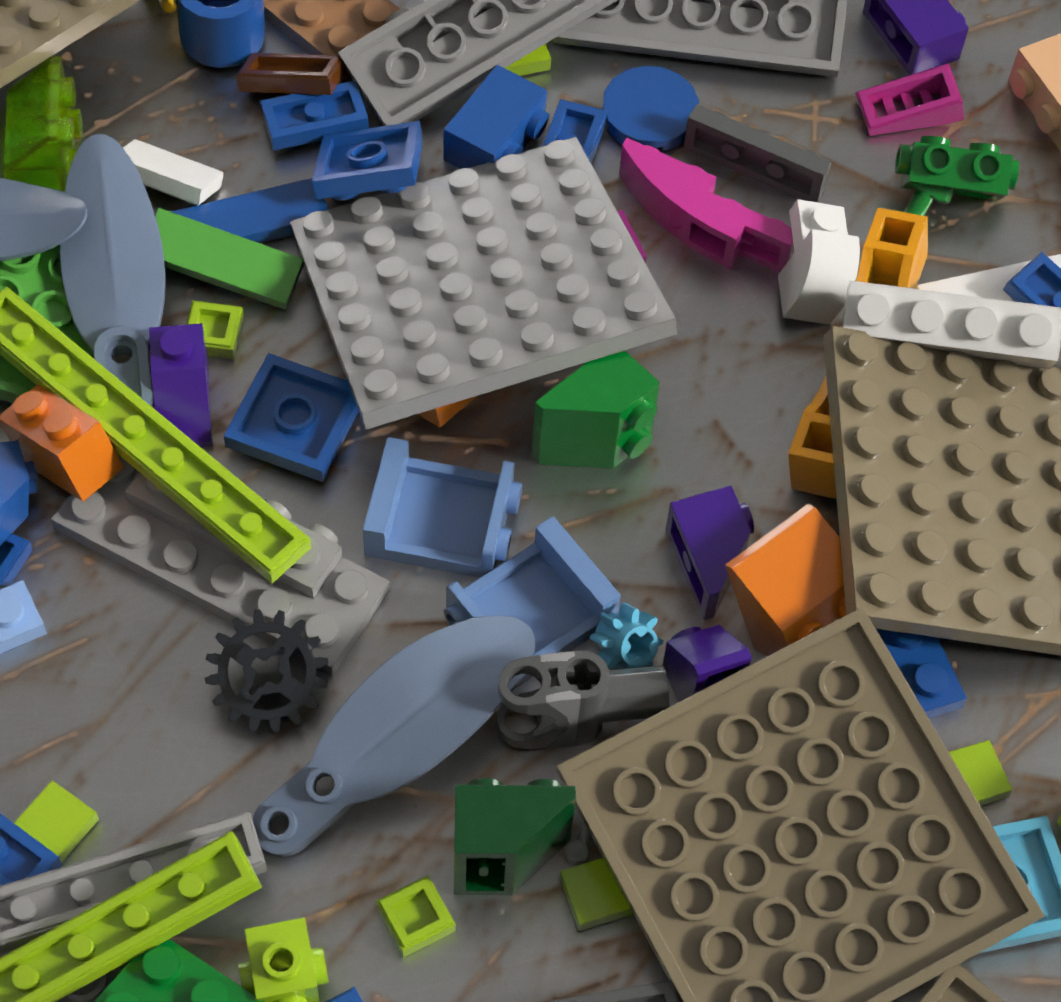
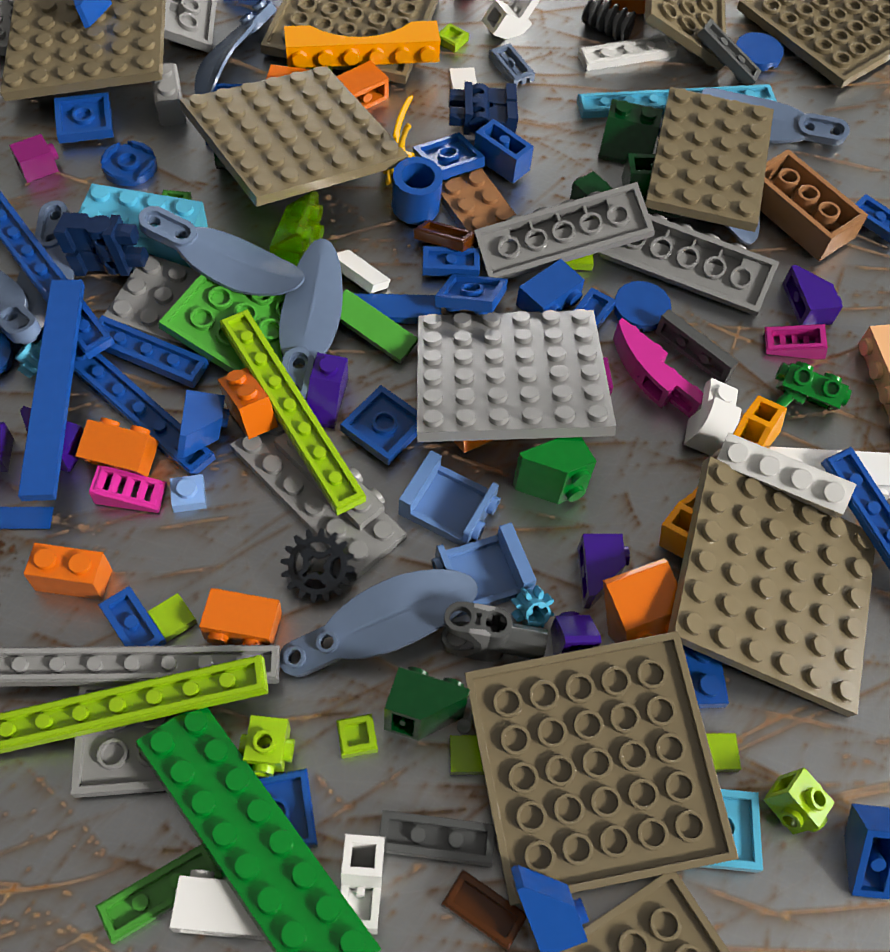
camera: 15 degrees right, 0 degrees up
(169, 790) = (240, 619): none -> orange brick
(220, 325) = (359, 363): lime tile -> none

